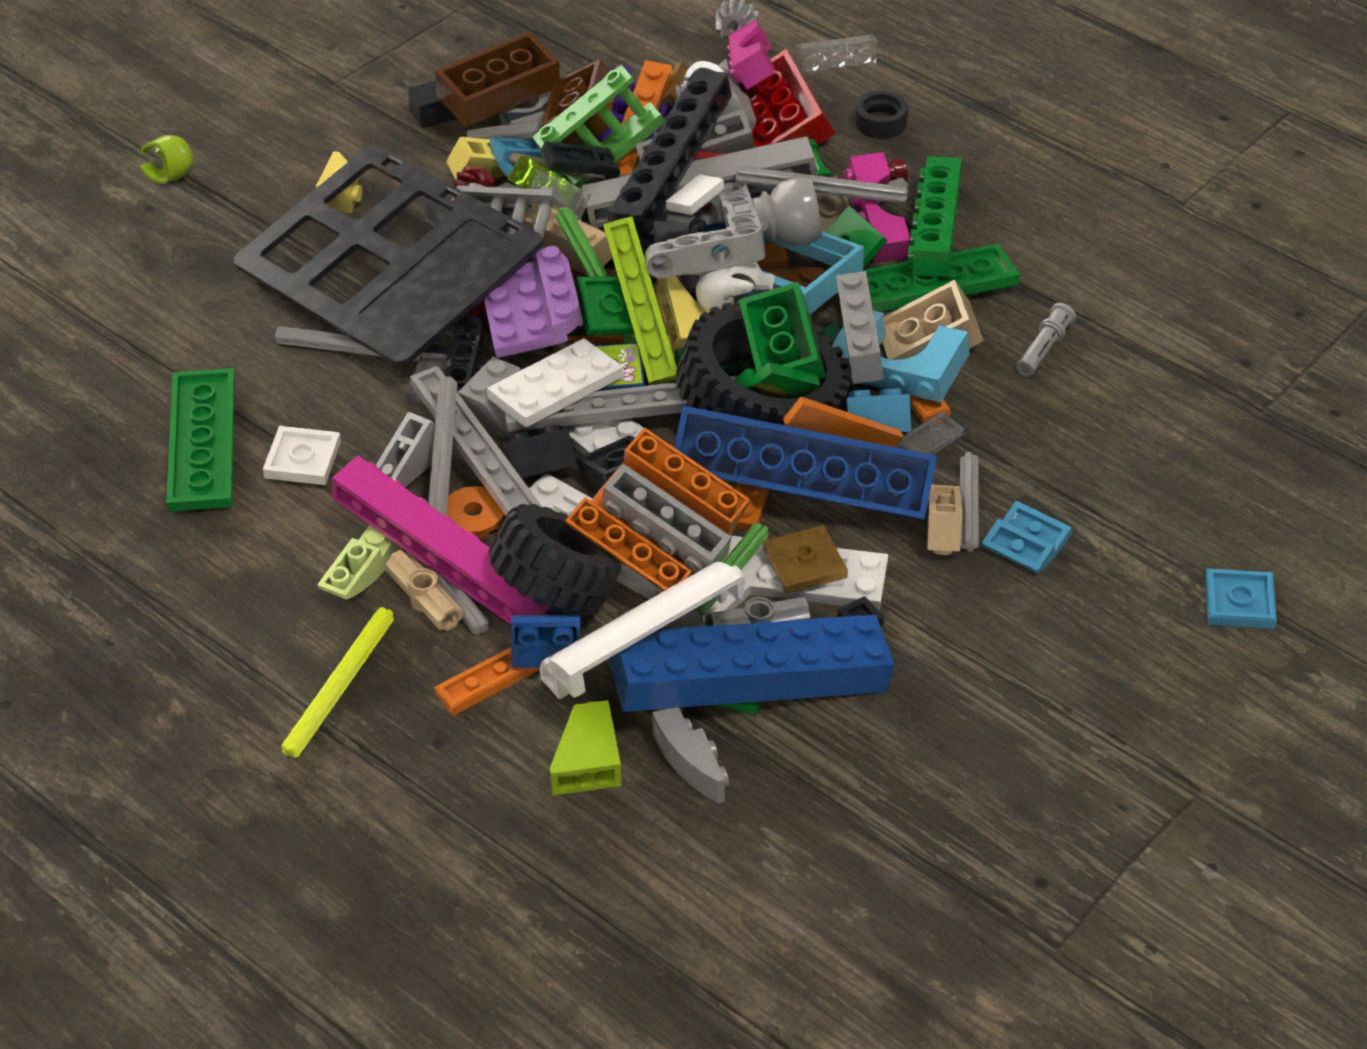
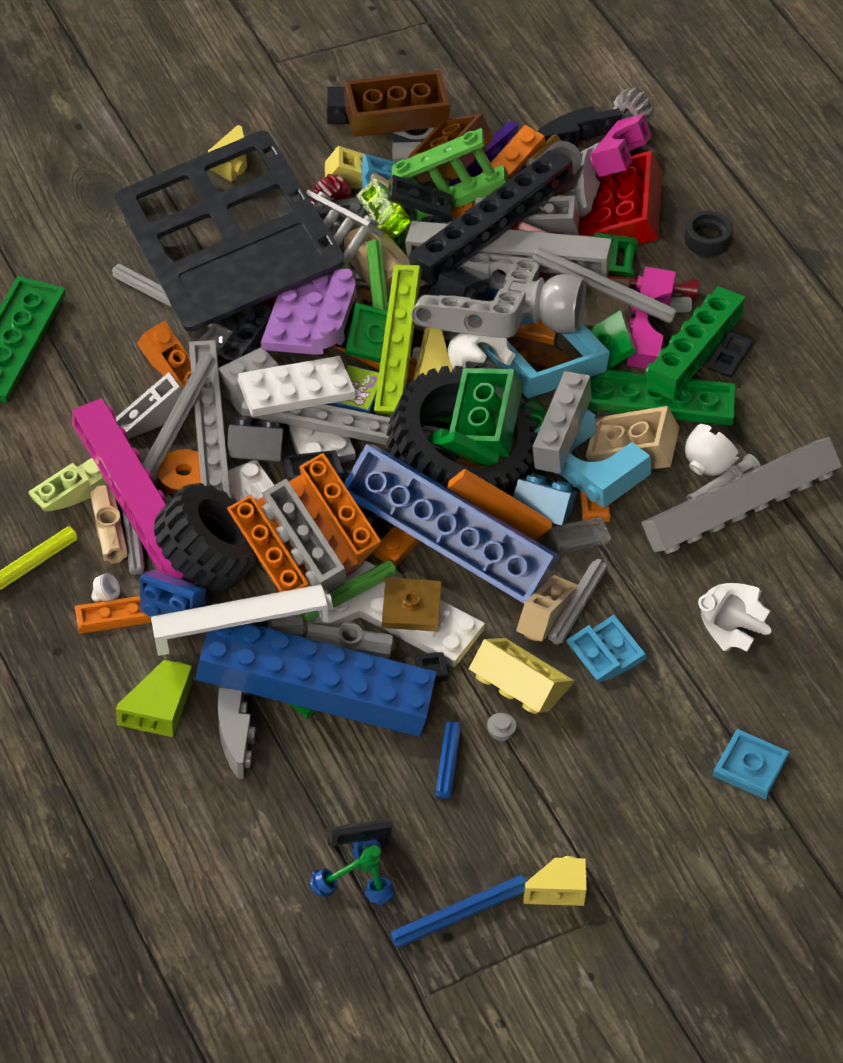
camera: 20 degrees right, 5 degrees up
(175, 155) = (114, 89): lime helmet -> none
(302, 455) = (78, 378): white plate -> none
(386, 397) = (166, 352): none -> orange slope
(459, 656) = (105, 588): none -> white tile
(516, 130) = (381, 150): light grey axle -> none
(576, 197) = (390, 224): clear tile -> none
(695, 194) = (490, 261): white tile -> none
(697, 46) = (581, 124): none -> black slope
(836, 53) = (701, 165): clear plate -> none
(892, 805) = (359, 832): none -> black slope
(908, 823) = (367, 853): none -> plant
(933, 703) = (448, 760): none -> blue axle
(957, 593) = (519, 675): none -> light yellow slope
(968, 650) = (501, 726): none -> light grey plate
(973, 219) = (730, 354): none -> black slope
(1016, 312) = (709, 452): none -> white cylinder
(1040, 850) = (458, 911): none -> blue axle
(1072, 345) = (740, 495): none -> light grey brick
(1127, 456) = (732, 607): none -> white piece
(1129, 782) = (558, 883): none -> light yellow slope

